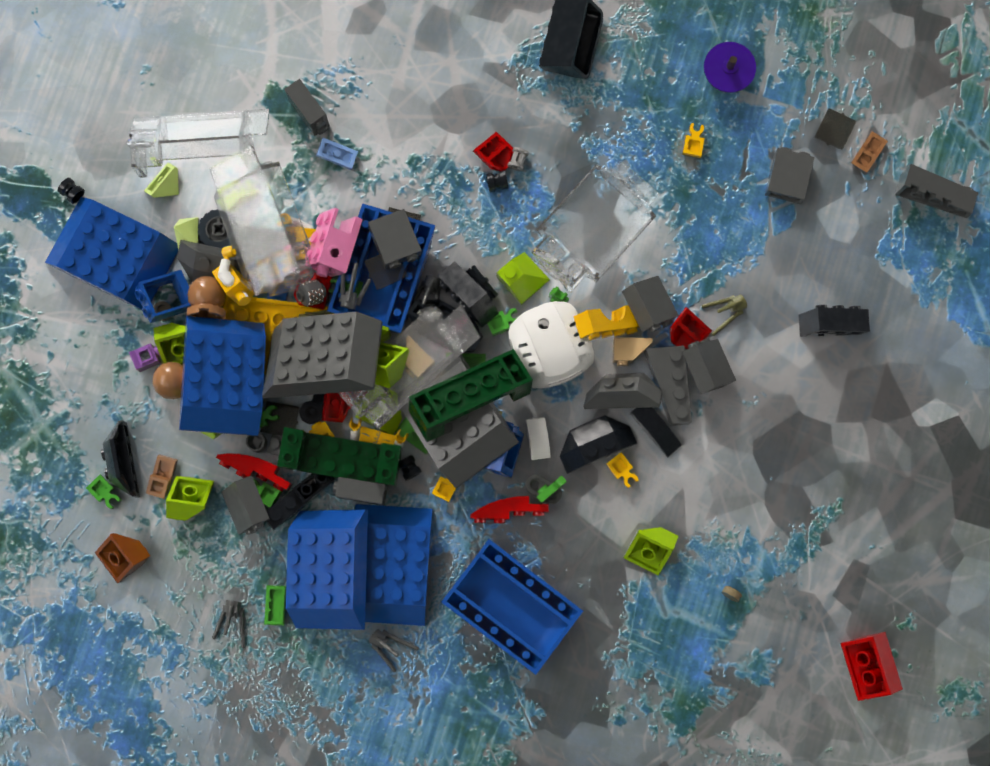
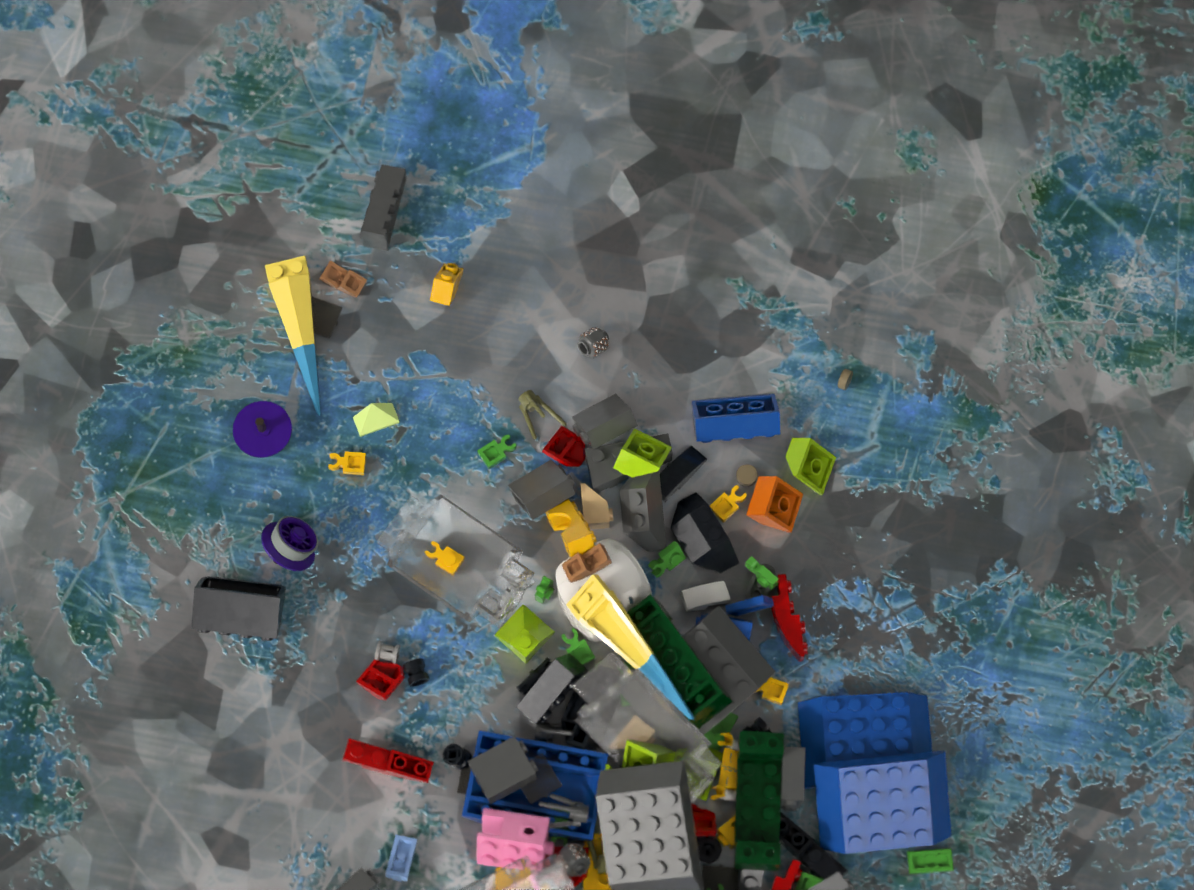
camera: 95 degrees left, 10 degrees down
(380, 640) = (950, 741): dark grey plant -> none
(418, 207) = (457, 756): none -> black wheel
(421, 150) = (388, 761): none -> red slope
(512, 606) = (894, 599): blue slope -> none
(514, 337) = (606, 617): none -> light yellow plate
(522, 475) = (749, 605): none -> blue tile
(566, 324) = (584, 565): none -> medium nougat slope
(576, 410) = (669, 558): none -> bright green plate
(596, 217) = (447, 559): none -> yellow plate
(617, 512) = (774, 503): none -> orange slope
(621, 82) = (290, 543): none -> dark purple piece
(648, 491) = (746, 475): none -> dark tan tile
(670, 392) = (641, 455): none -> lime slope
(691, 267) = (495, 453): none -> bright green plate
(703, 487) = (736, 417): none -> blue slope
(734, 169) = (375, 417): none -> yellowish green slope
(788, 367) = (593, 342): none -> dark grey head
(789, 175) = (378, 358): dark grey brick -> none
(834, 321) = (539, 299): black wedge -> none
(856, 241) = (446, 284): none -> yellow slope
(858, 106) = (292, 294): none -> light yellow plate
(871, 666) = (899, 235): red slope -> none

